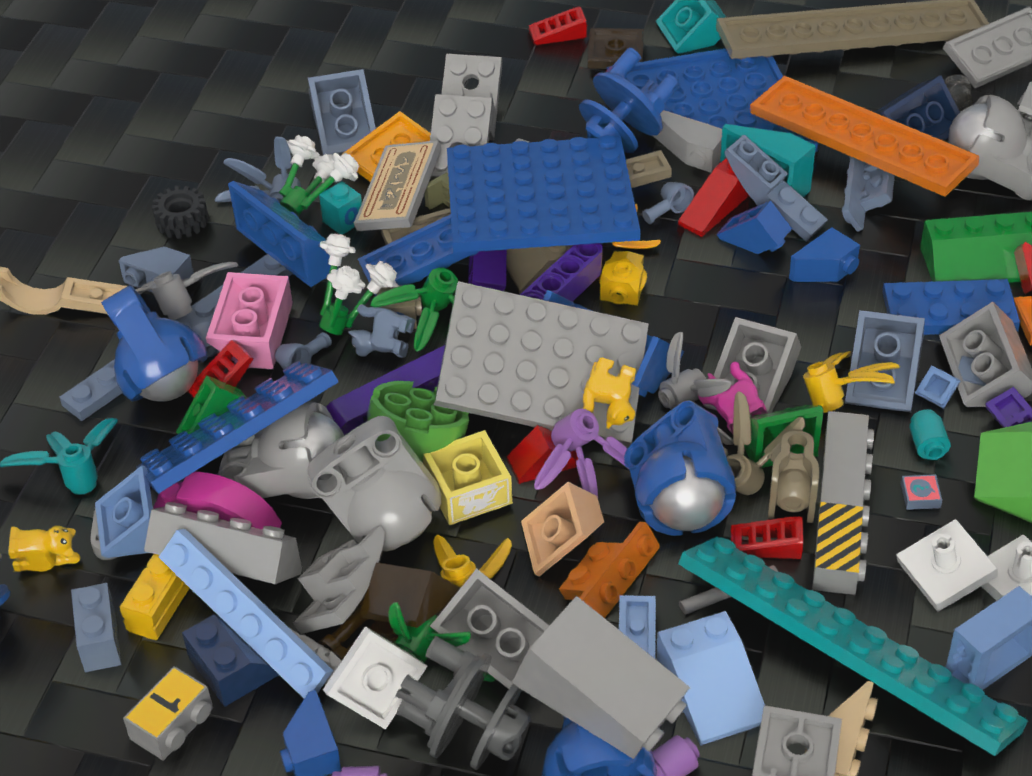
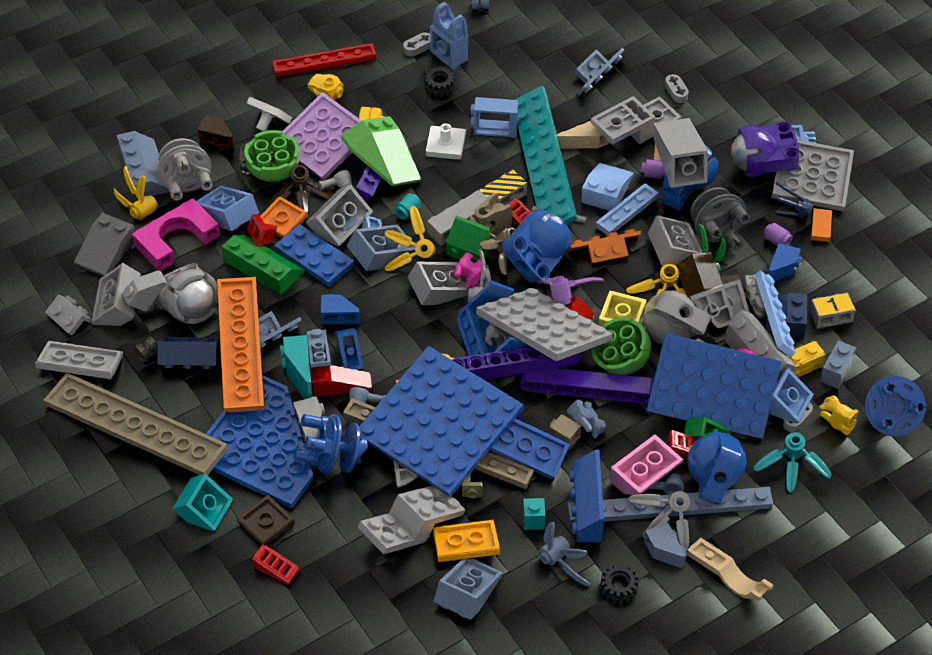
camera: 140 degrees left, 5 degrees up
(293, 352) = (634, 441): sand blue bar -> none
(329, 170) = (535, 529): plant -> none
(346, 281) = (581, 444): white plant -> none
(372, 676) = (743, 254): white tile -> none
(397, 186) = (494, 496): tile -> none
(434, 295) = (539, 419): green plant -> none
(560, 525) = (603, 265): light nougat slope -> none
(610, 390) = (530, 290): yellow animal -> none
(921, 492) = (438, 194): sand blue tile -> none
(947, 565) = (470, 160): white tile -> none

